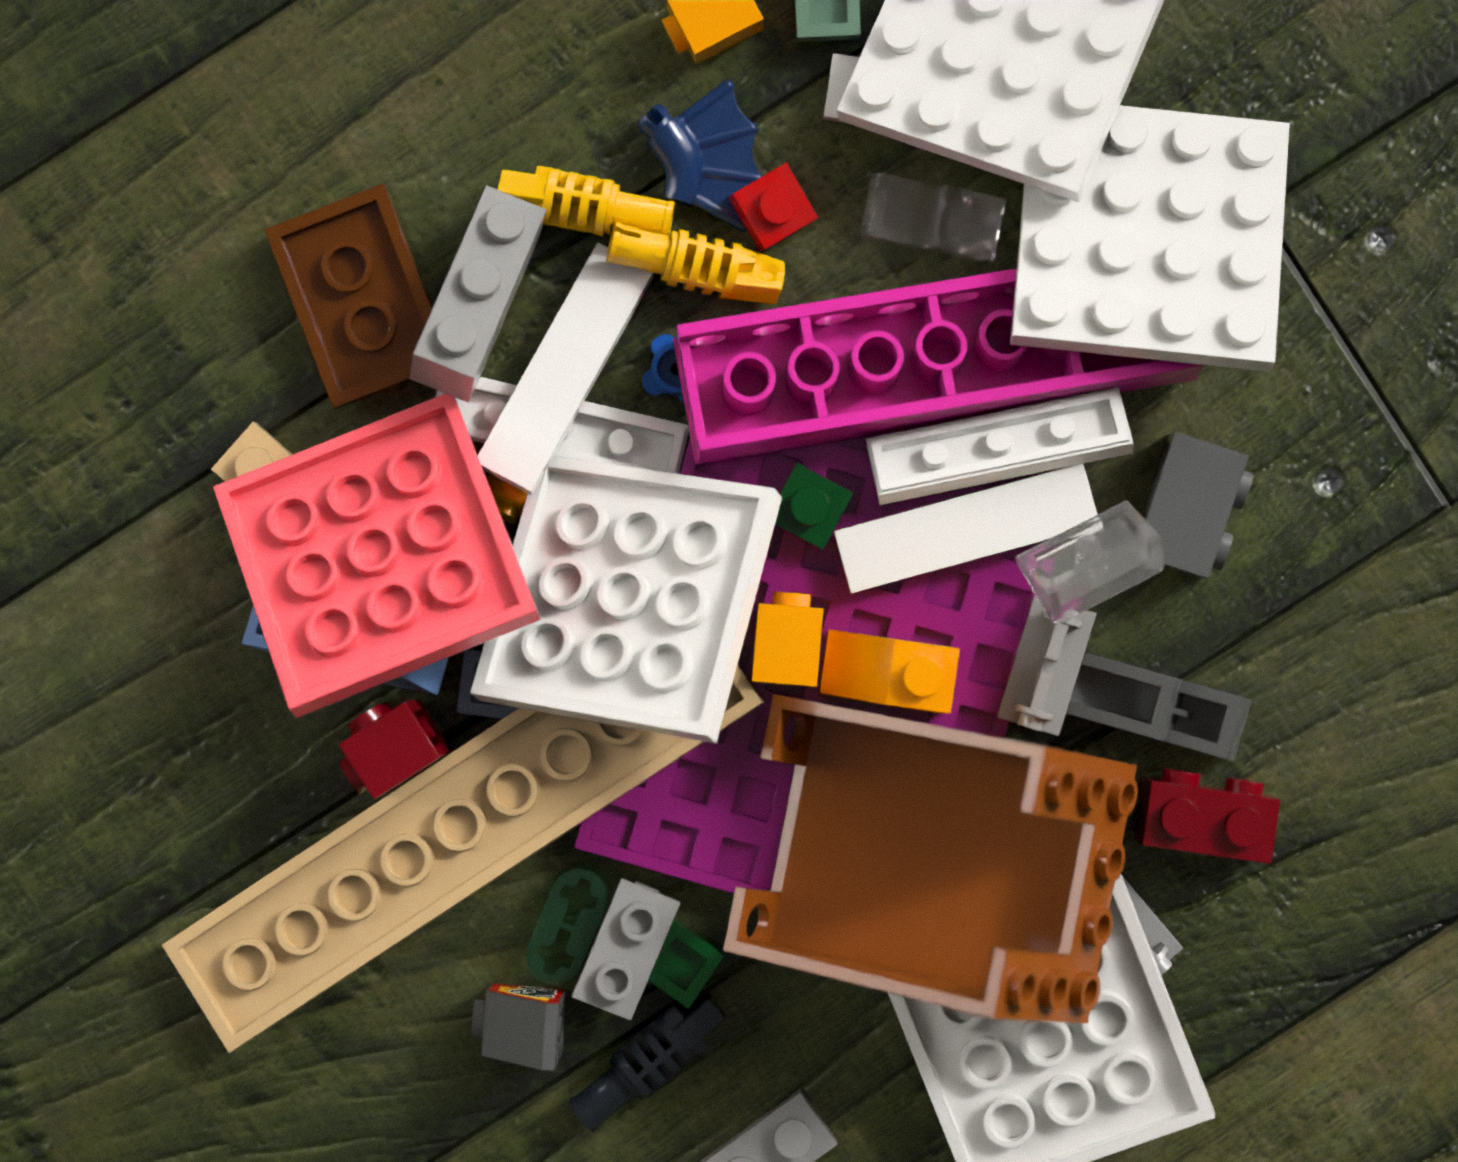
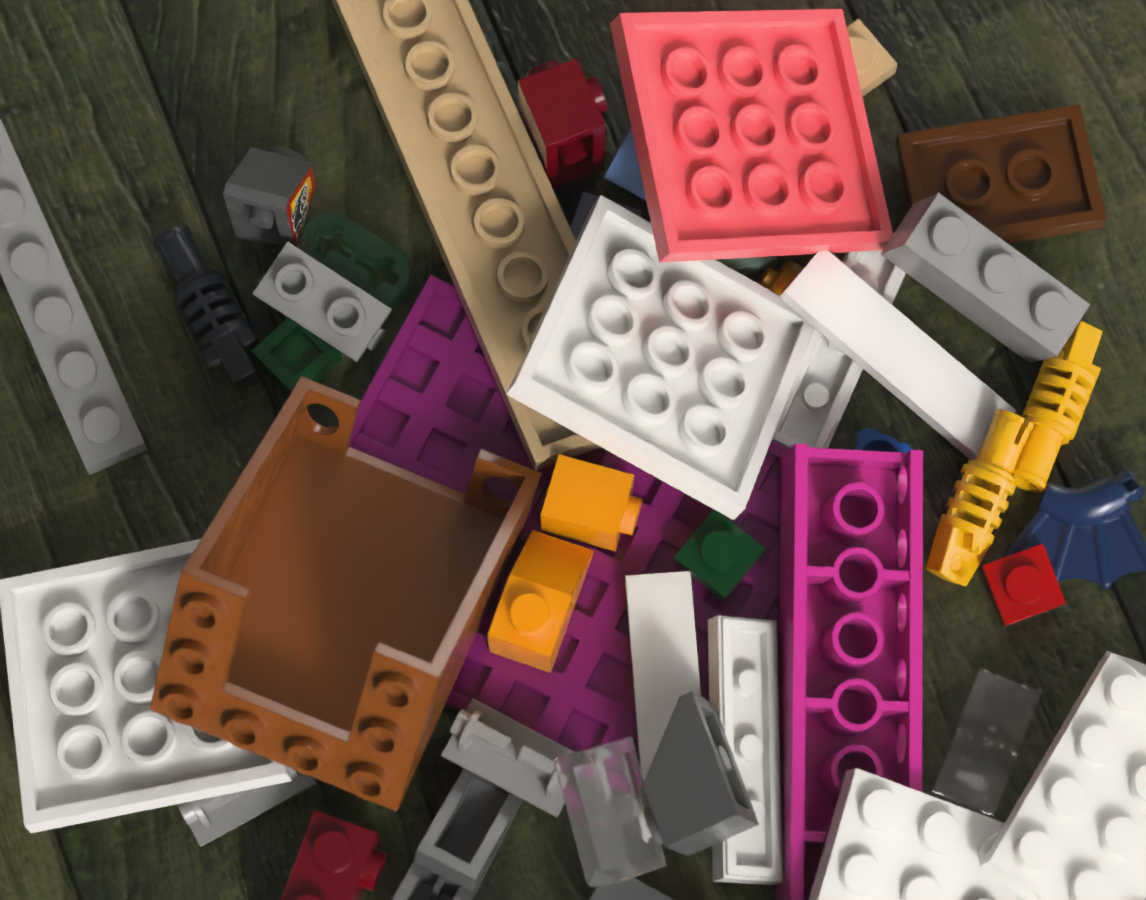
camera: 100 degrees right, 15 degrees down
(1051, 485) = (695, 782): none -> dark grey slope

